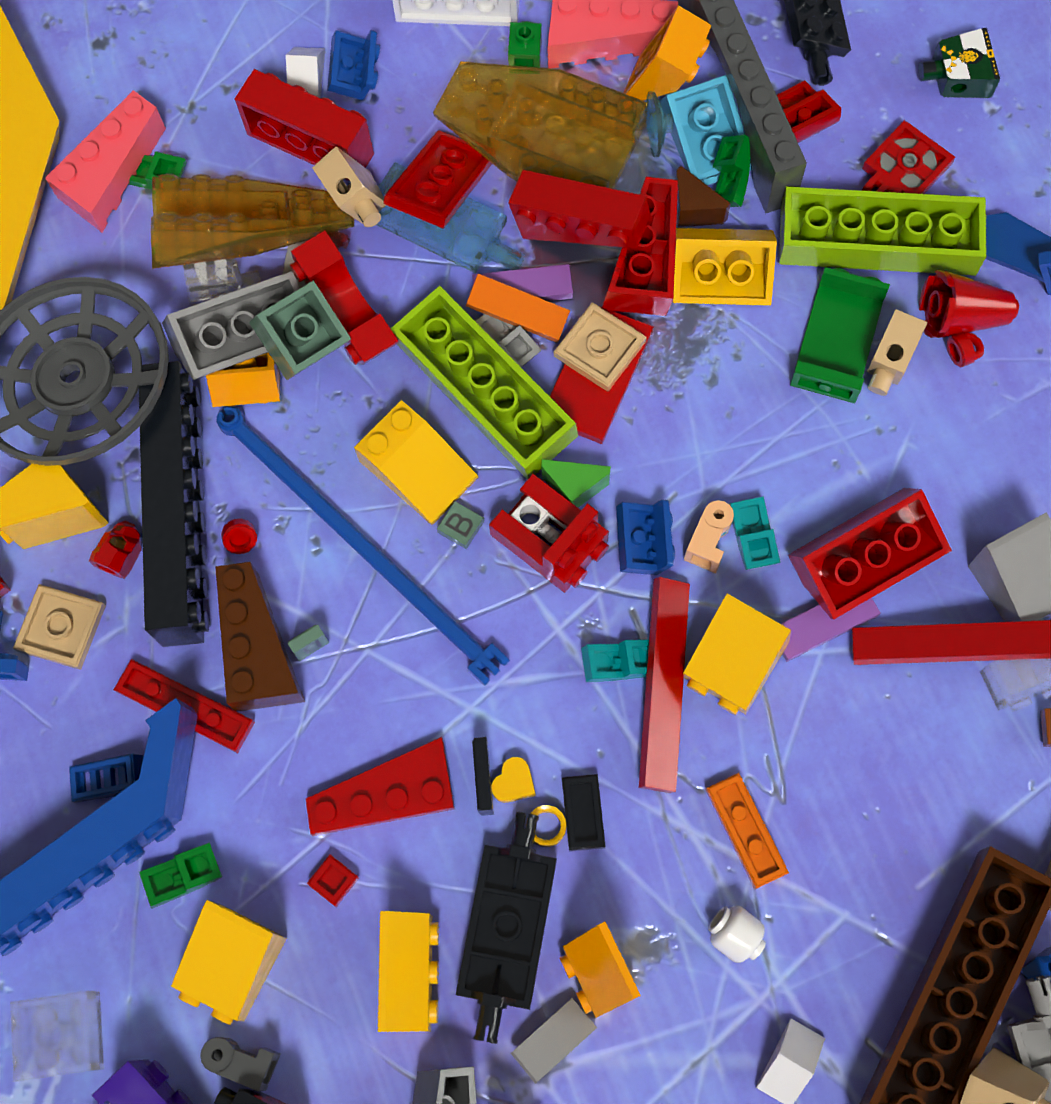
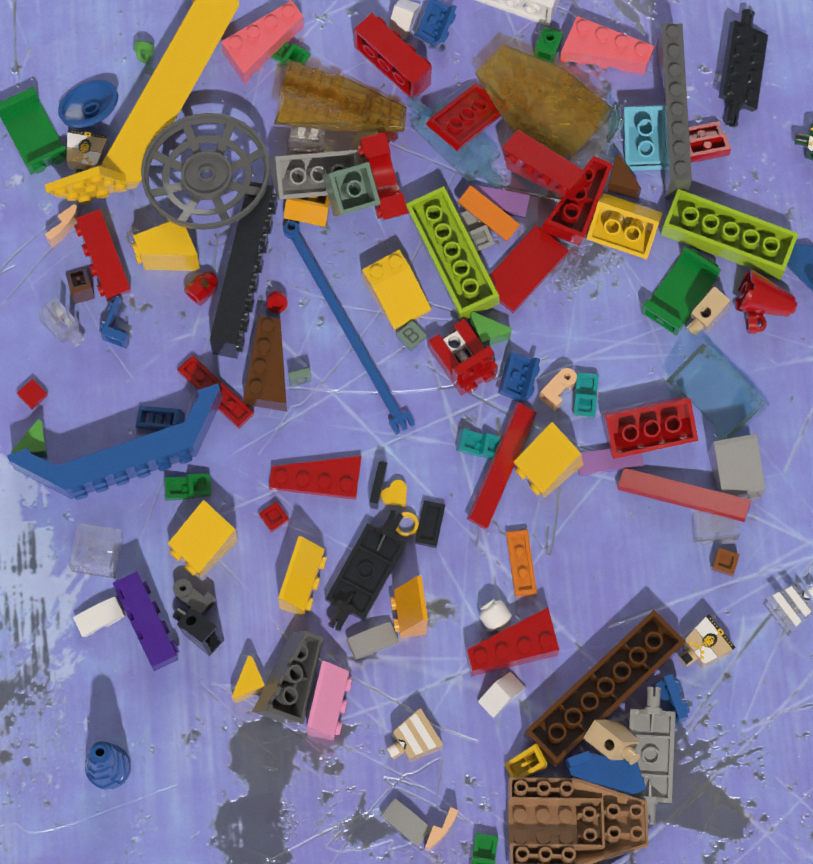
camera: 10 degrees right, 0 degrees up
(59, 627) = (154, 322): tan tile -> none
(358, 199) = (409, 107): tan torso -> none
(600, 346) = (531, 253): tan tile -> none
(670, 56) = (633, 83): light orange slope -> none
(734, 165) = (653, 161): green slope -> none
(794, 969) = (519, 644): none -> red wedge
(906, 162) = (763, 195): red piece -> none
(954, 469) = (718, 391): none -> clear light blue windscreen

